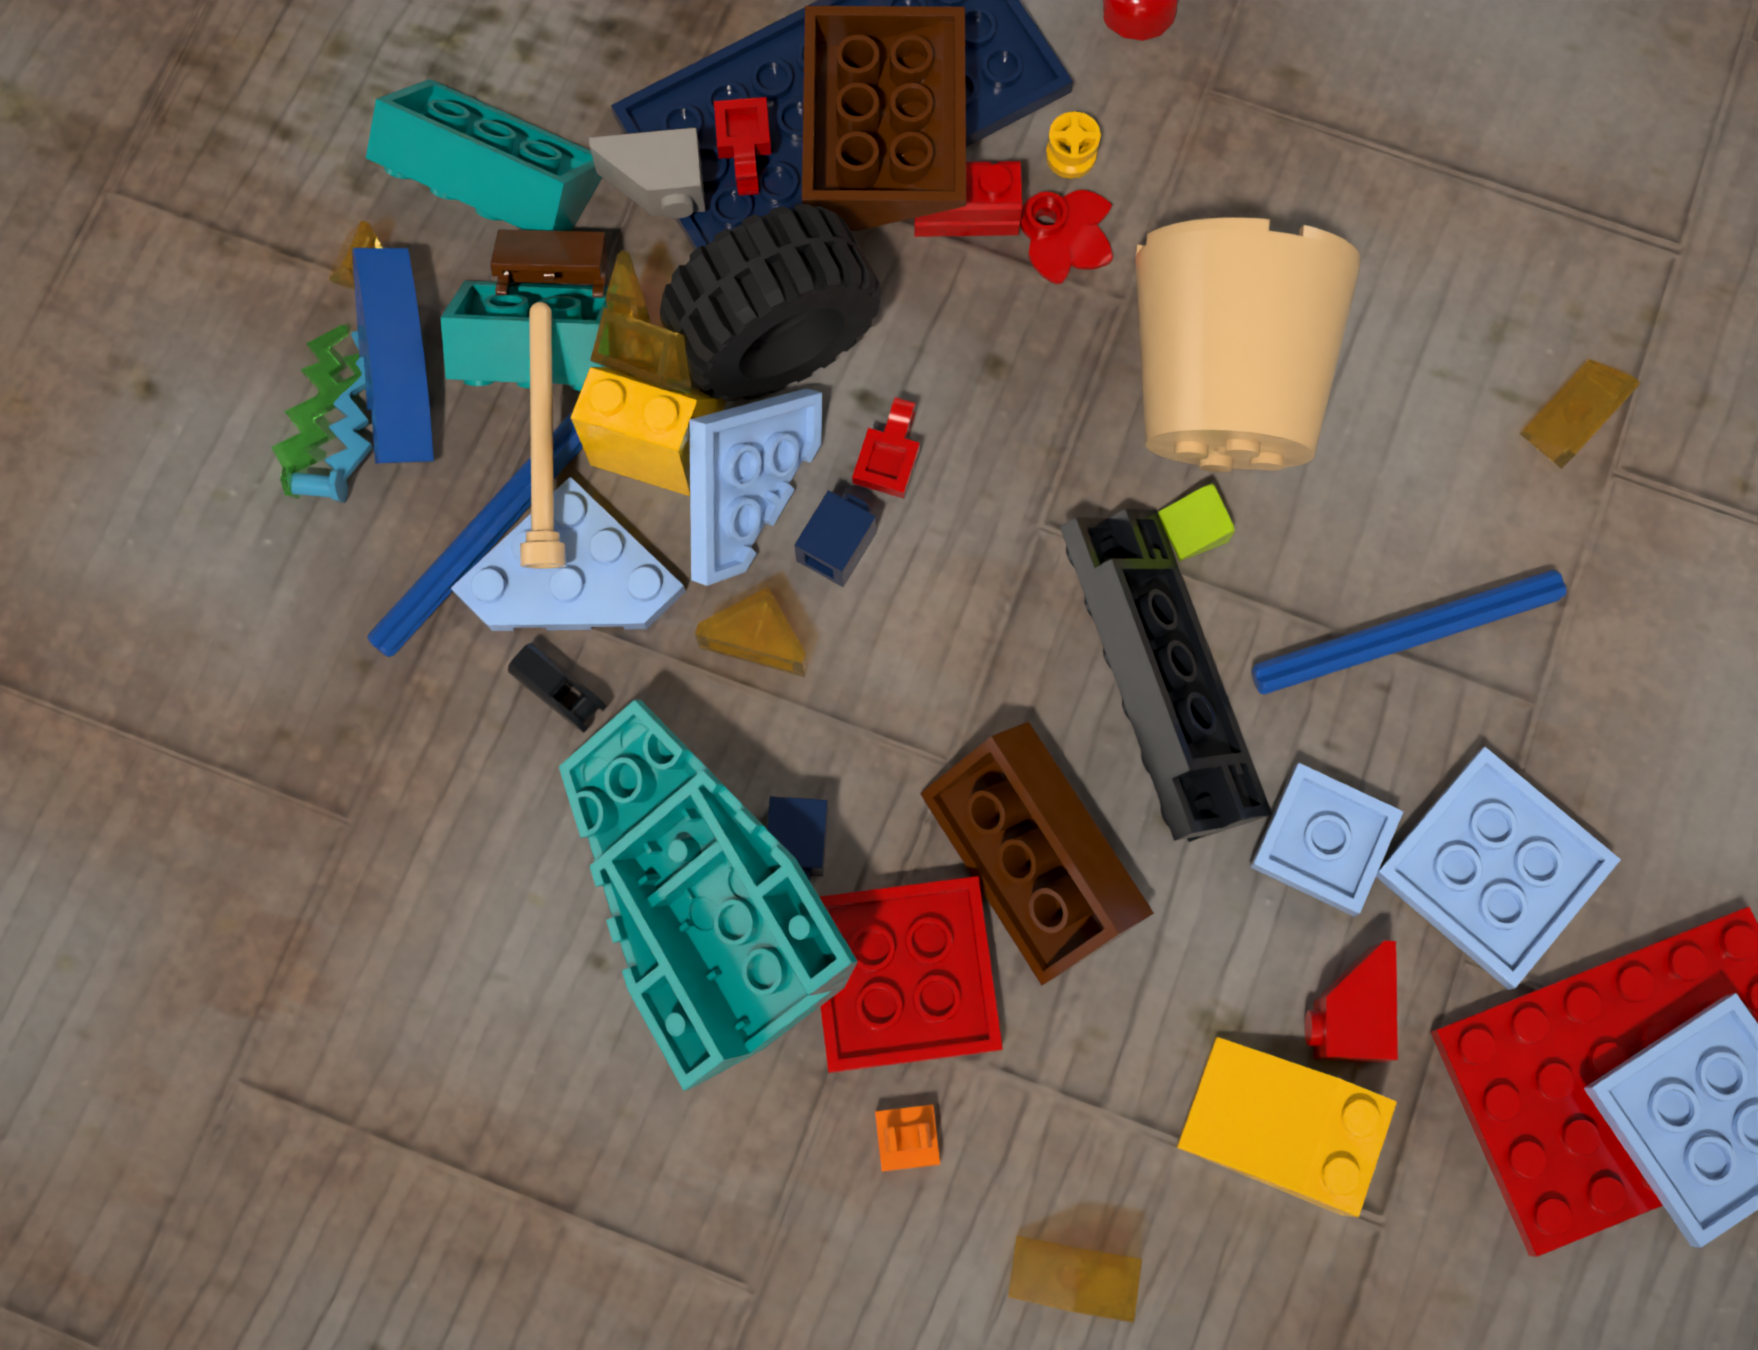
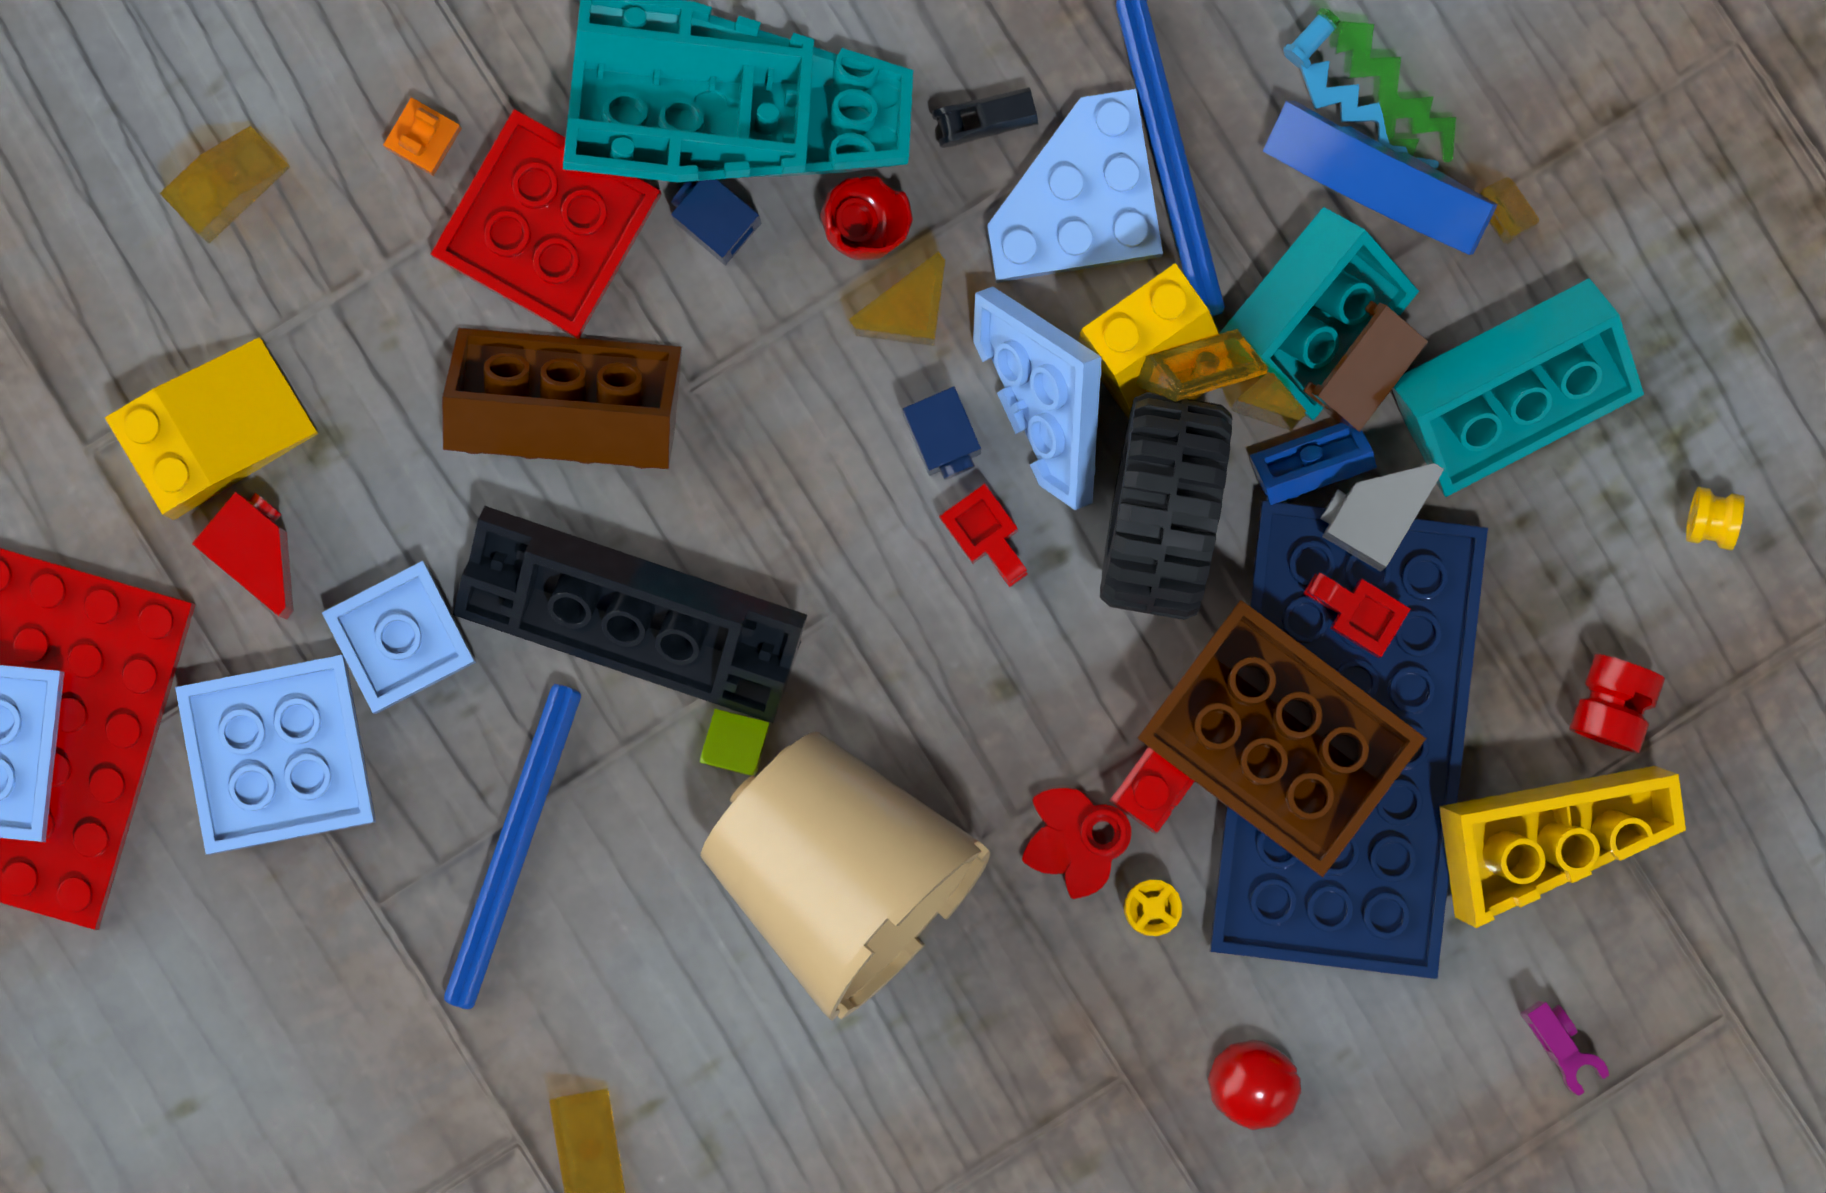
camera: 130 degrees right, 10 degrees up
(542, 543) = (1105, 181): tan piece -> none
(651, 250) = (1312, 462): none -> blue plate
(709, 713) = (866, 218): none -> red hair

